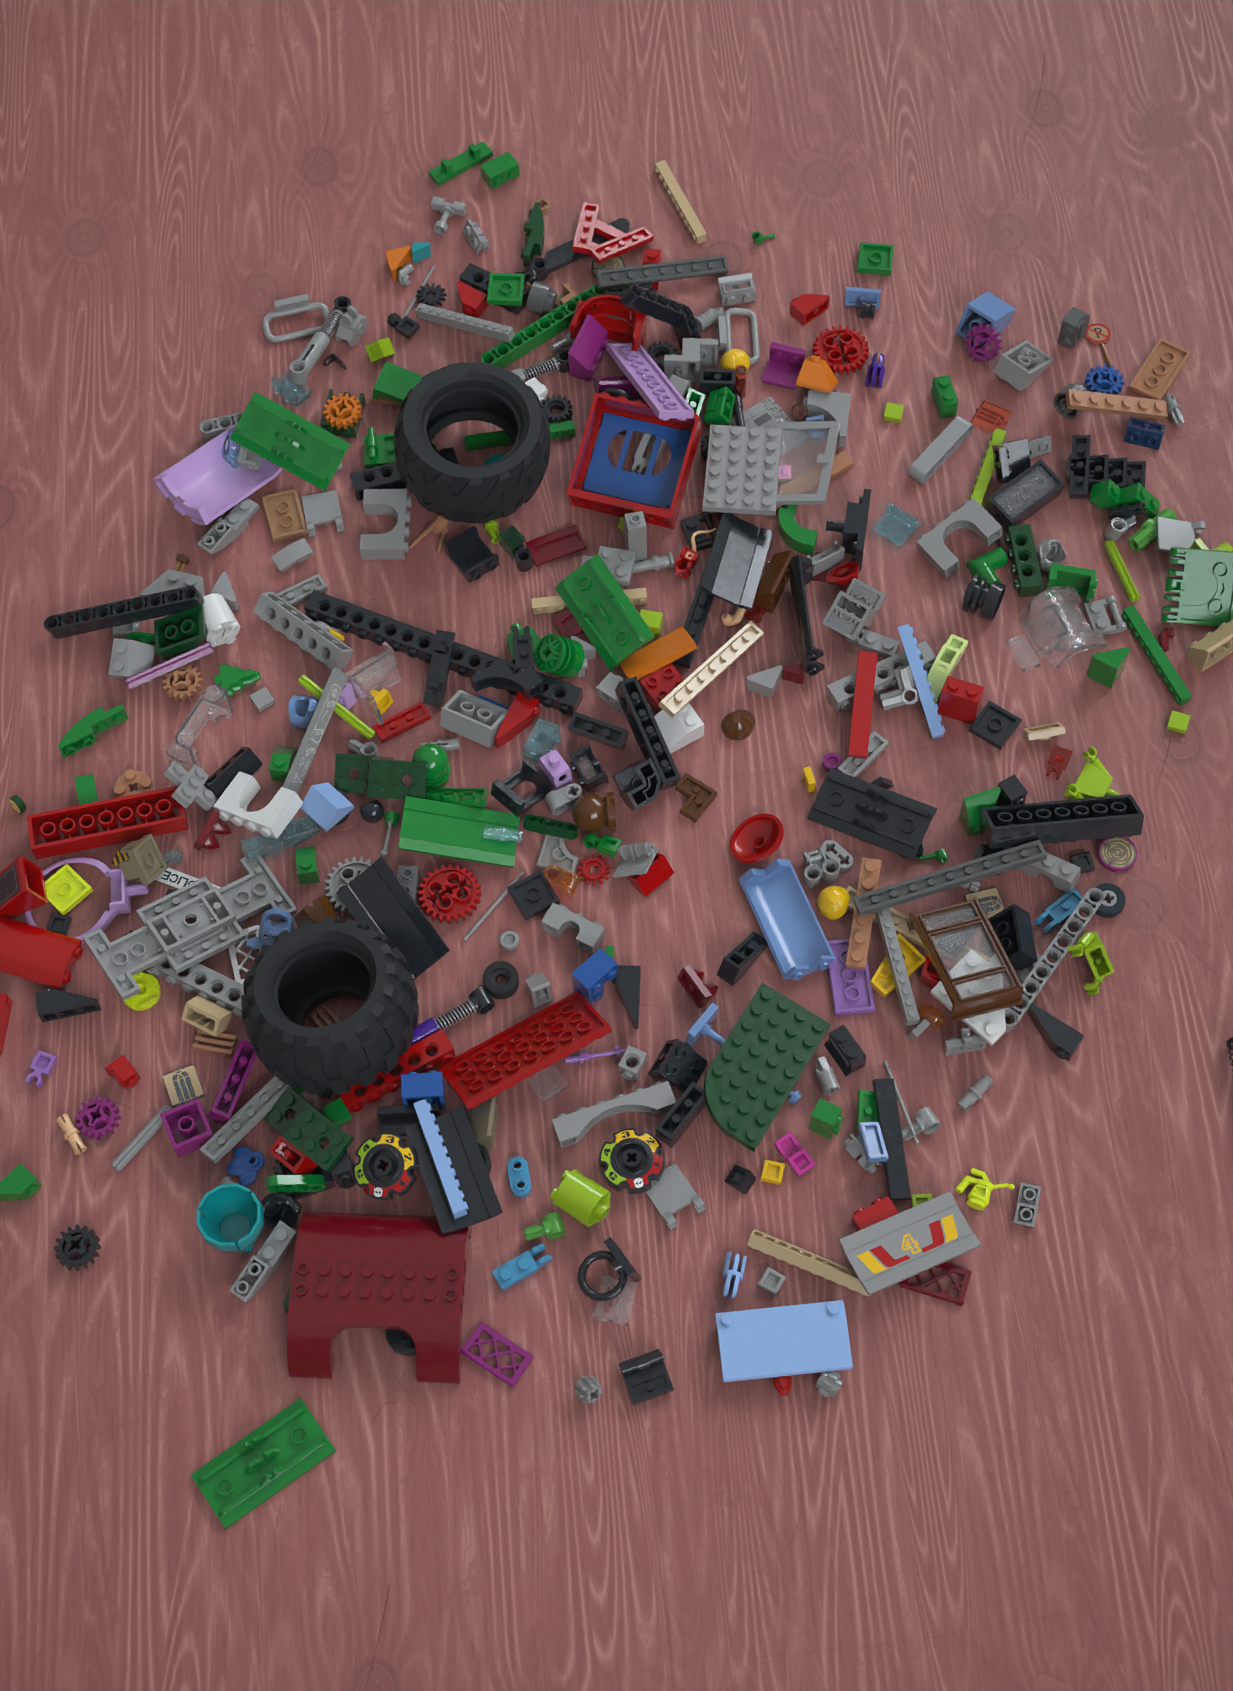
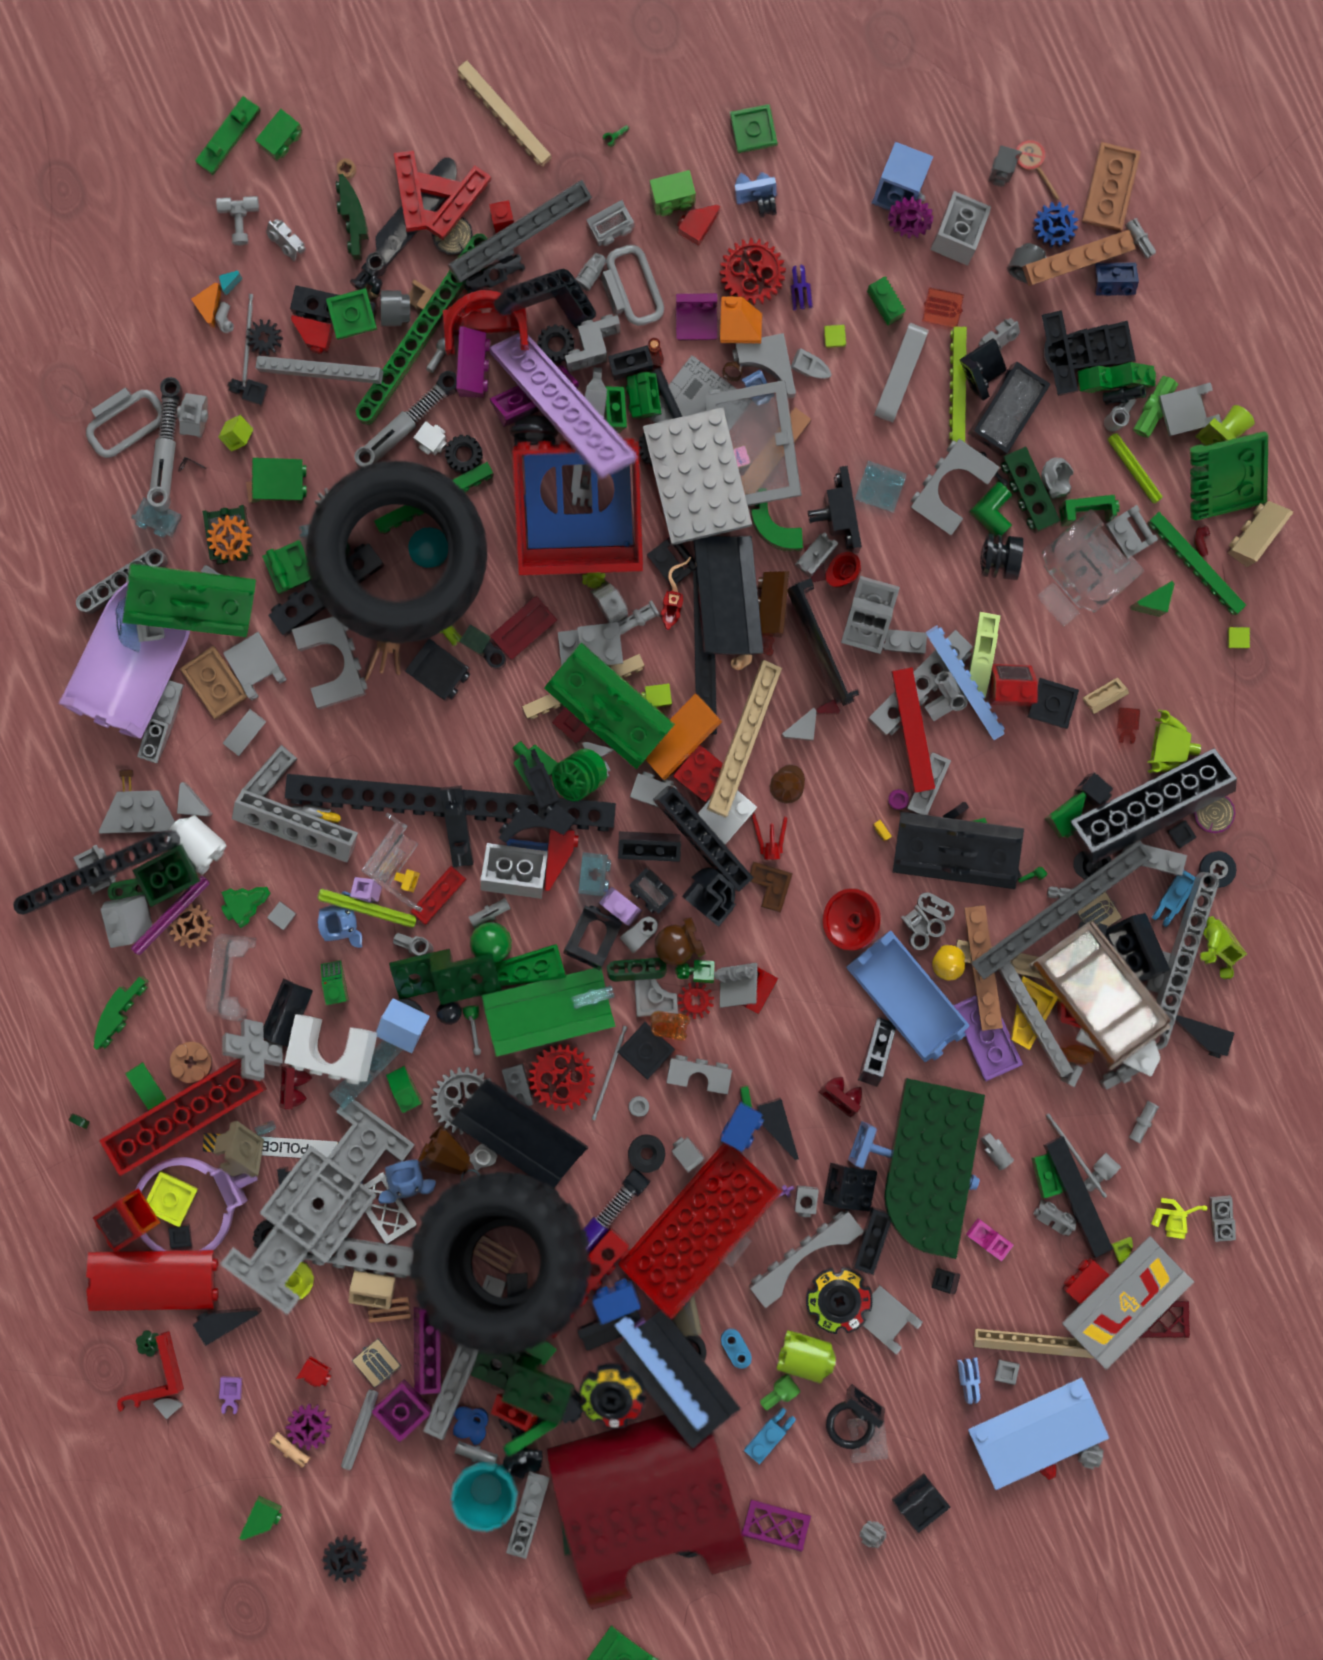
camera: 25 degrees left, 25 degrees up
(315, 730) = (358, 953): light grey tile -> none
(705, 768) = (772, 849): none -> red plant
(734, 358) = (640, 328): yellow hair -> none
(772, 1172) = (974, 1264): yellow tile -> none
(793, 278) = (672, 193): none -> bright green brick
(826, 1119) = (1012, 1202): green brick -> none
(845, 1050) = (1007, 1119): black window -> none
(865, 424) = (810, 365): none -> light grey plate
(872, 1142) = (1063, 1210): medium blue tile -> none

